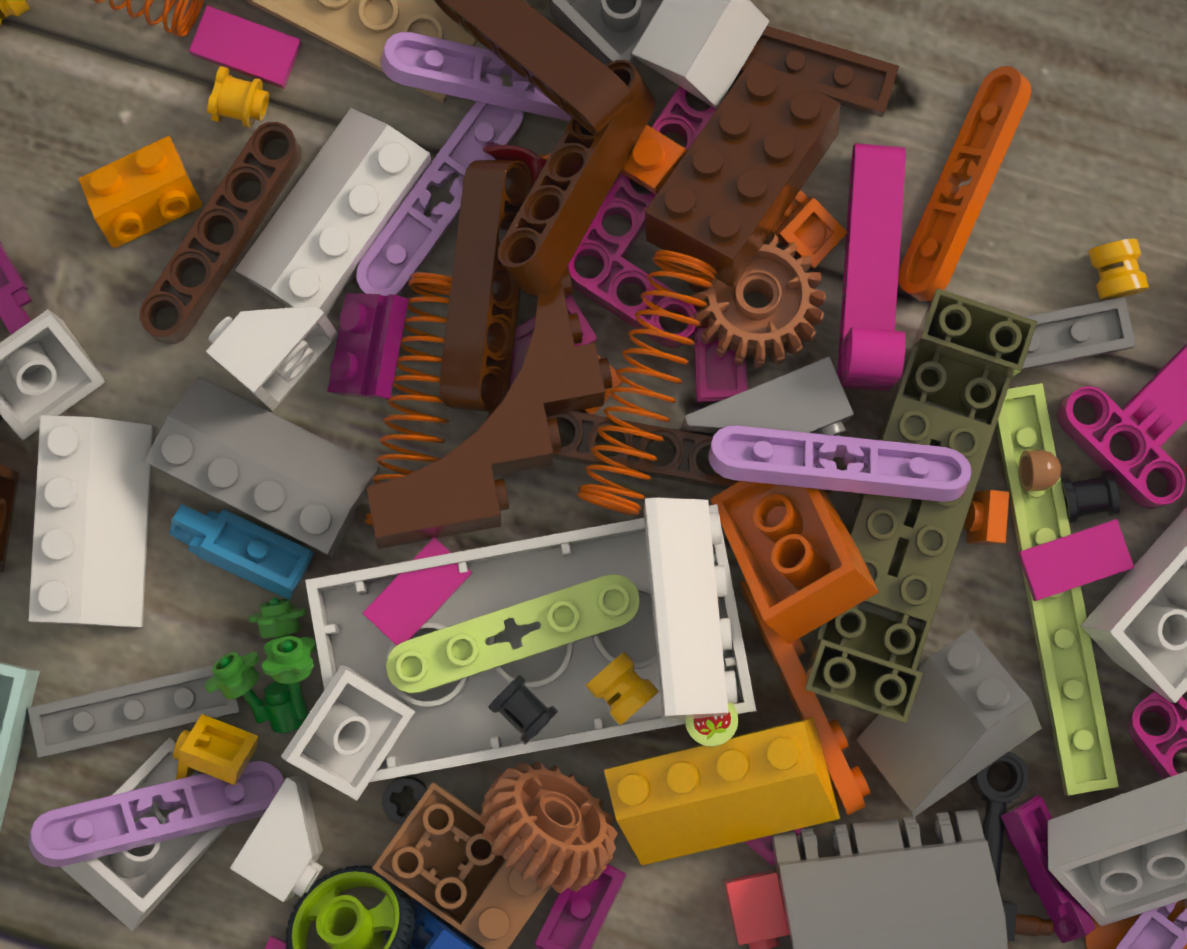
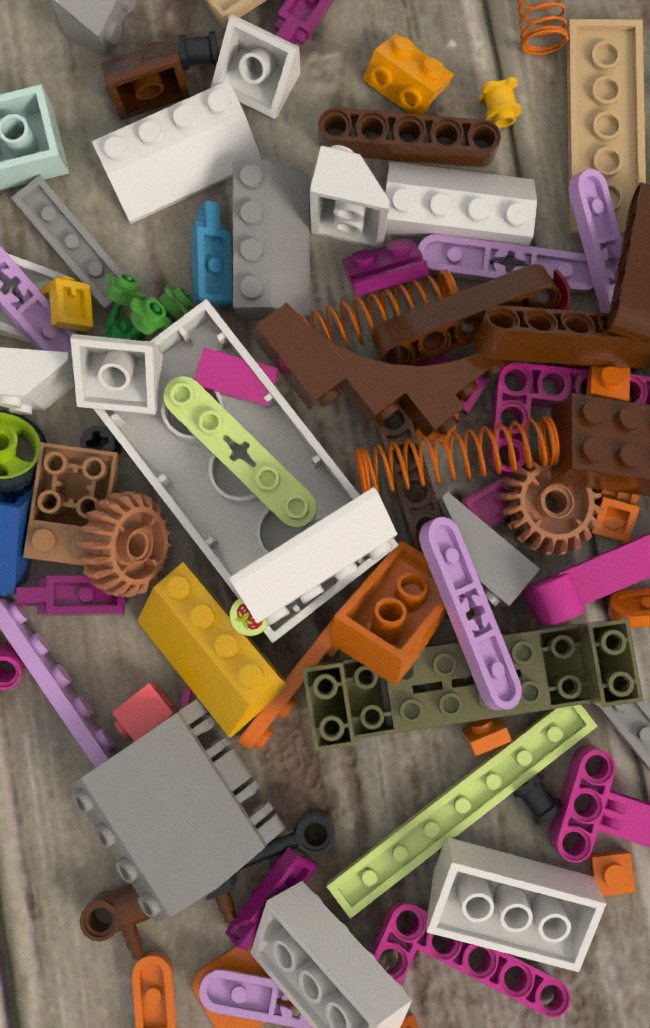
camera: 65 degrees right, 0 degrees up
(245, 47) = (537, 93): dark pink tile -> none
(522, 709) = (191, 483): black bush -> none
(622, 688) = (239, 542): yellow wheel -> none
(958, 724) = (334, 786): light grey slope -> none
(1038, 470) = (537, 754): medium nougat hinge -> none
(1075, 560) = (489, 811): dark pink tile -> none

